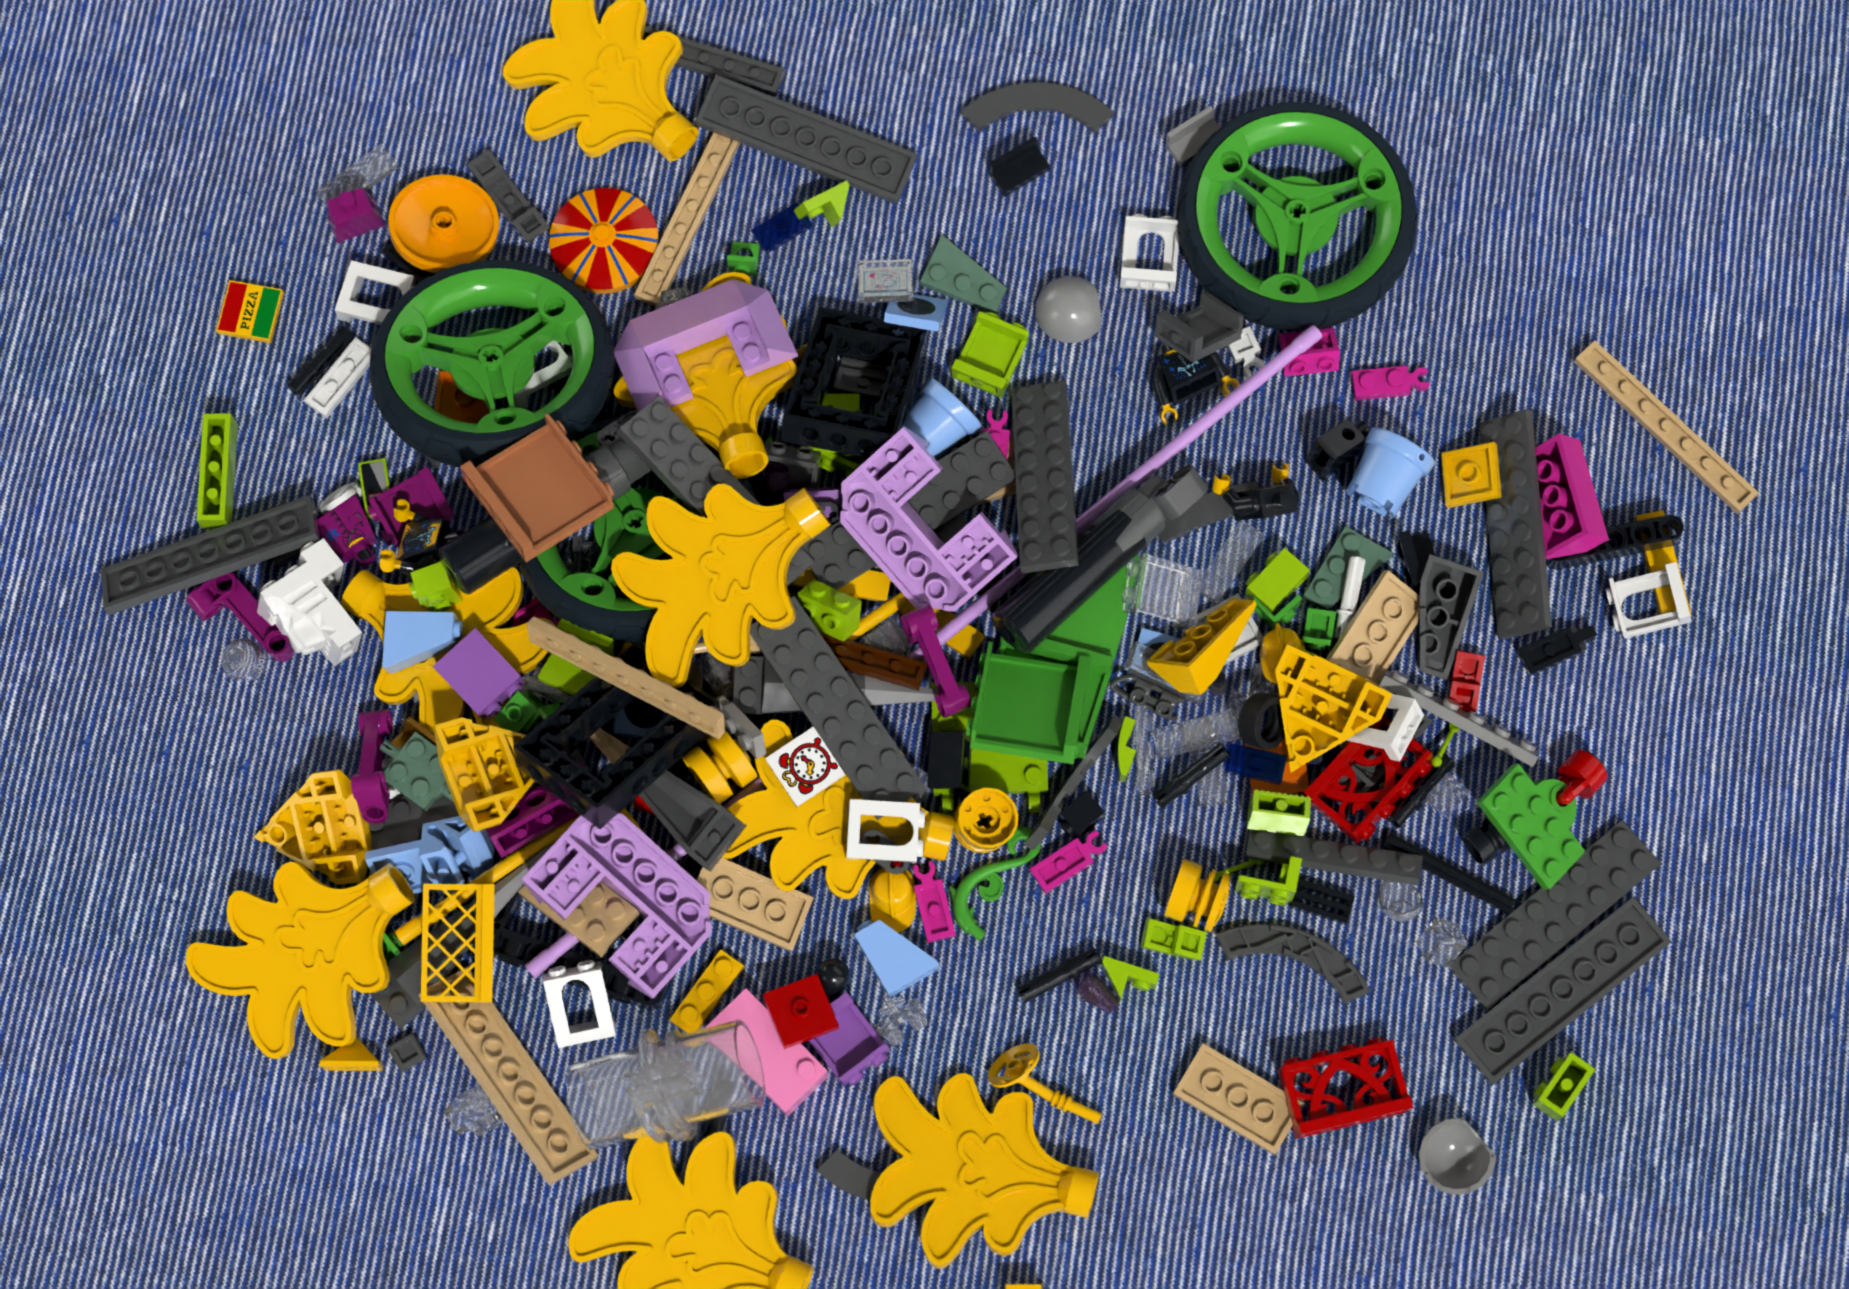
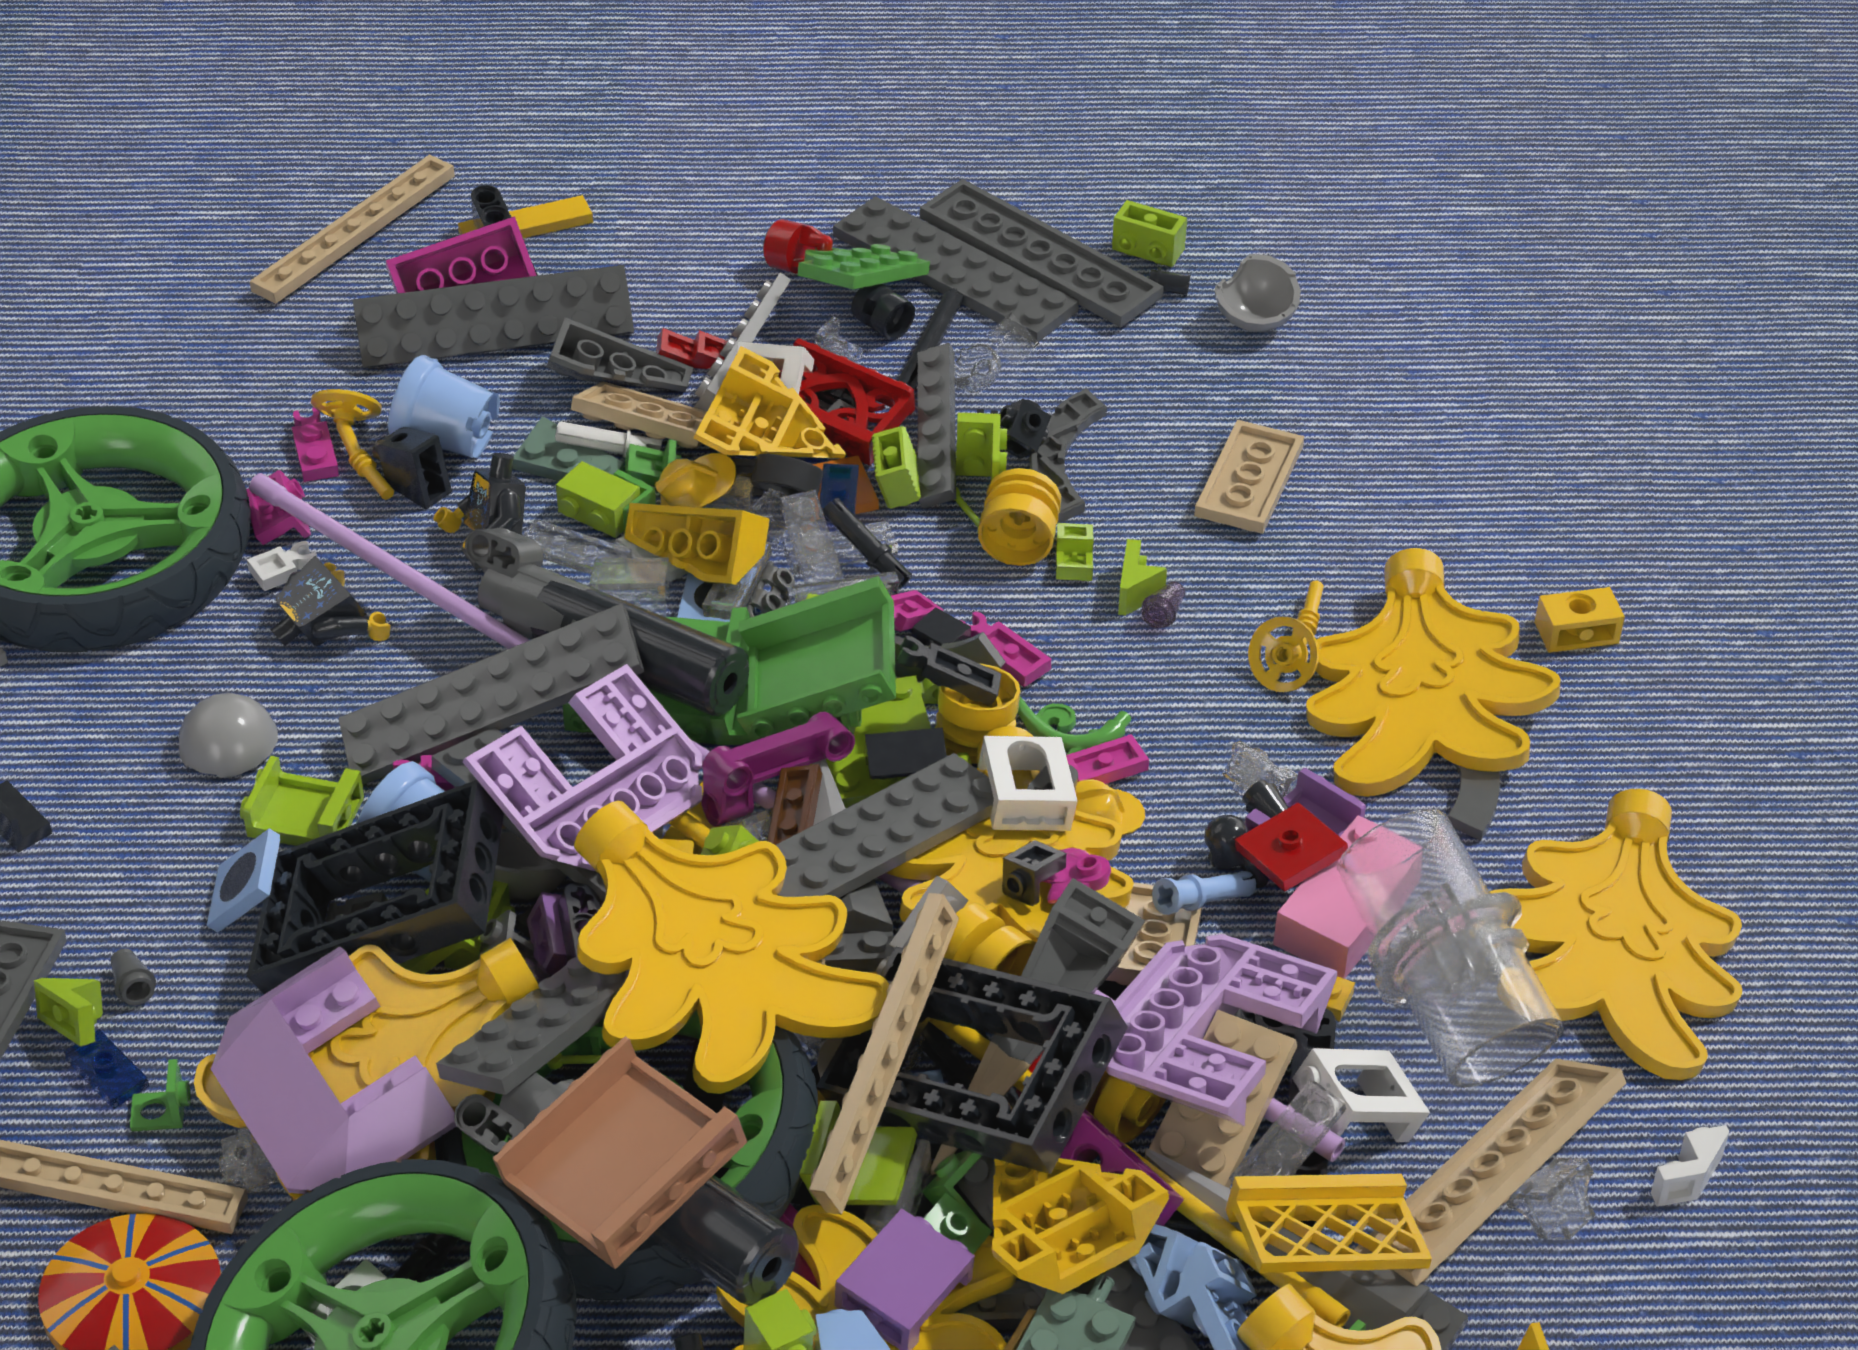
camera: 105 degrees left, 30 degrees down
(407, 1052) = (1496, 1316): dark grey tile -> none
(494, 1226) = (1697, 1161): none -> white slope
(532, 935) = (1293, 1133): none -> clear plate
(776, 933) = (1193, 892): none -> light blue pin
(785, 811) = (1027, 868): none -> black bracket
(791, 839) = (1085, 868): none -> dark pink plate
(805, 766) = (961, 859): white tile -> none
(852, 242) = (131, 978): none -> dark grey cone
(857, 1014) = (1264, 798): none -> black cone
(885, 281) = (195, 924): clear tile -> none
(893, 957) = (1183, 791): light blue slope -> none
(962, 279) = (183, 858): sand green wing -> none
(995, 797) = (951, 670): none -> black plate
(1069, 969) = (1142, 632): black pin -> none
(1109, 790) = (910, 609): none -> dark pink plate
(1147, 278) = (108, 657): white panel -> none
(1200, 329) = (256, 587): dark grey panel -> none
(1306, 919) = (1025, 427): none -> black brick
(1318, 1119) = (1253, 399): red fence -> none
(1404, 402) = (344, 414): none -> yellow dish
(1413, 556) = (547, 400): black panel -> none
(1471, 474) = (438, 341): yellow tile -> none
(1506, 1094) = (1171, 281): none -> black pin
(1555, 648) = (644, 287): black hinge -> none
(1621, 589) = (568, 190): white panel -> none

